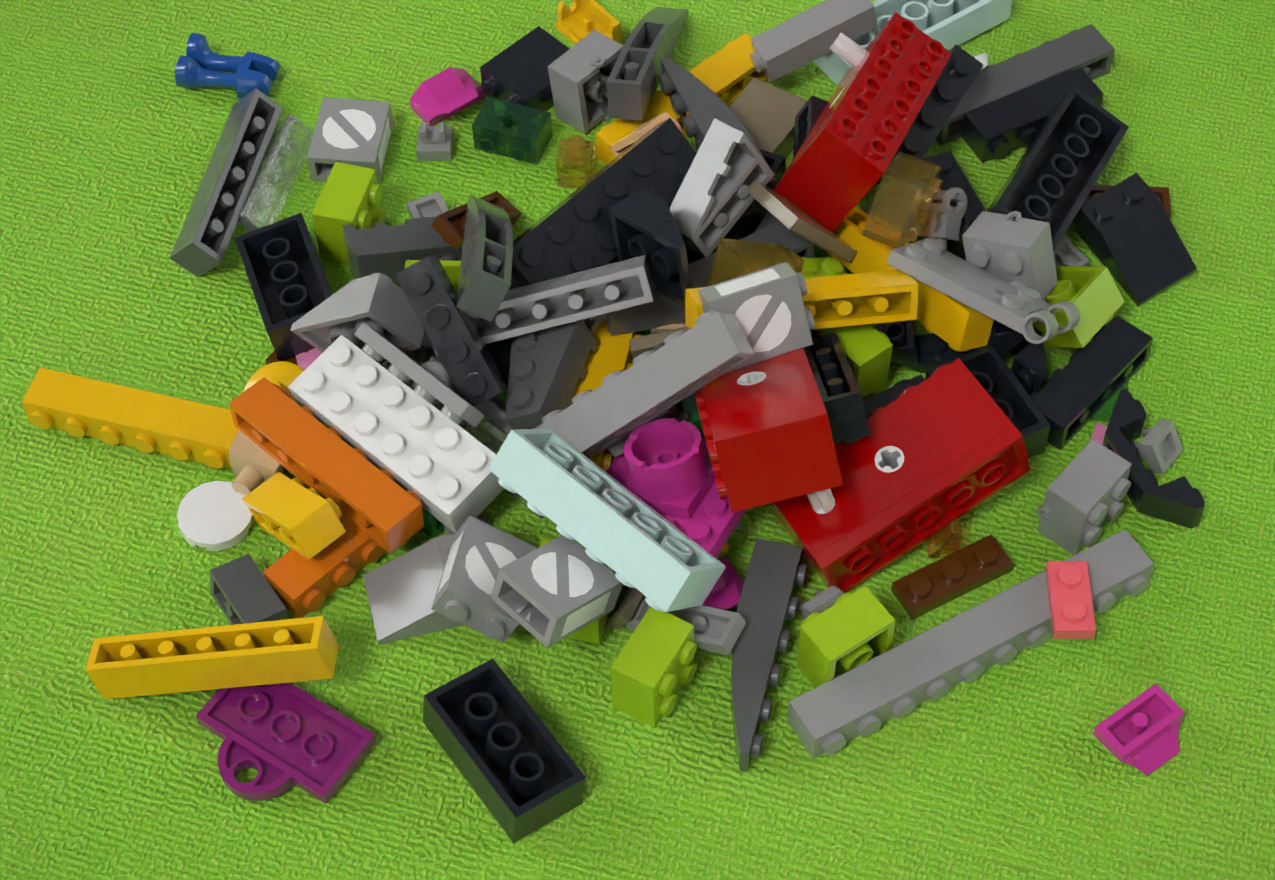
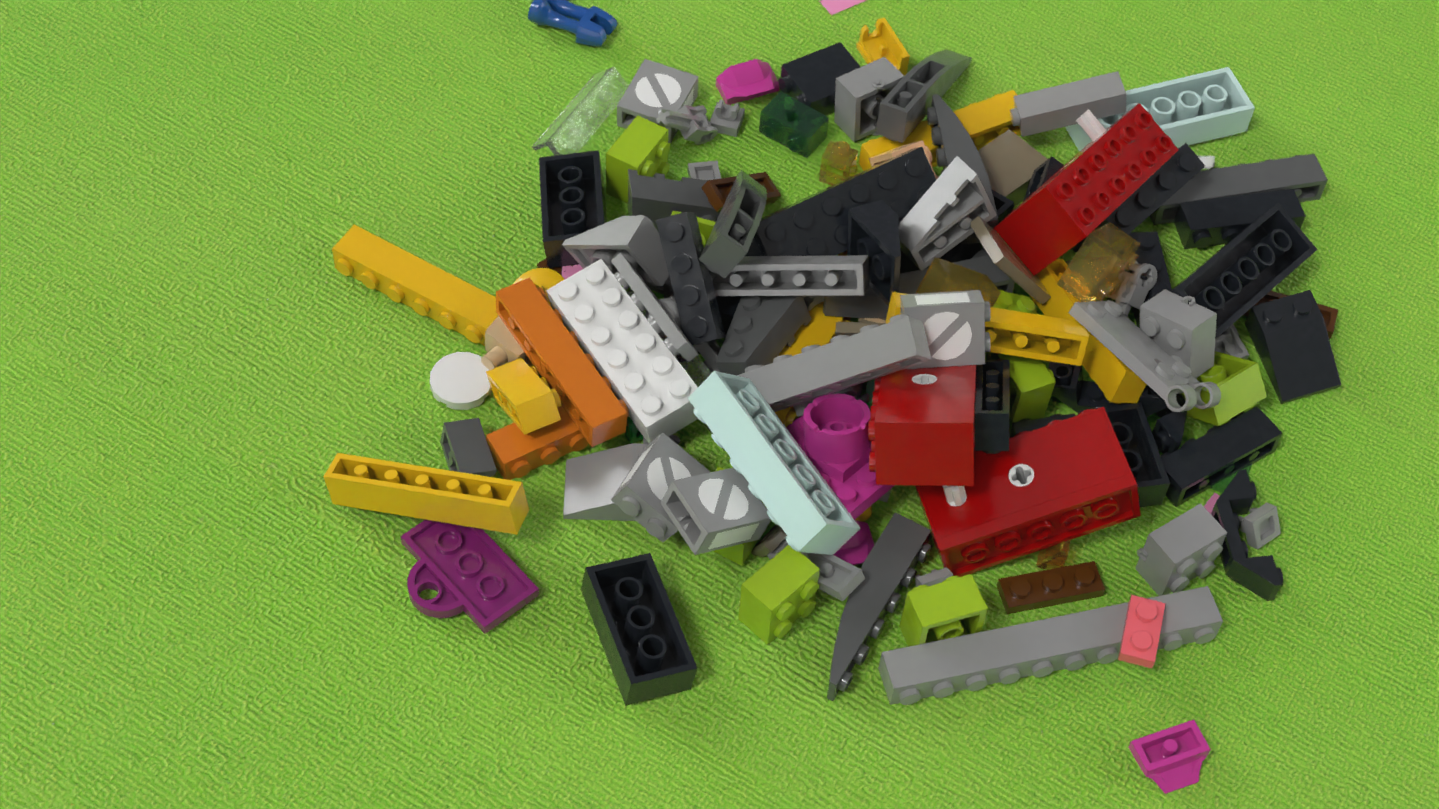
camera: 10 degrees right, 0 degrees up
(226, 183) = (545, 111): dark grey brick -> none
(396, 155) = (691, 122): none -> light grey connector

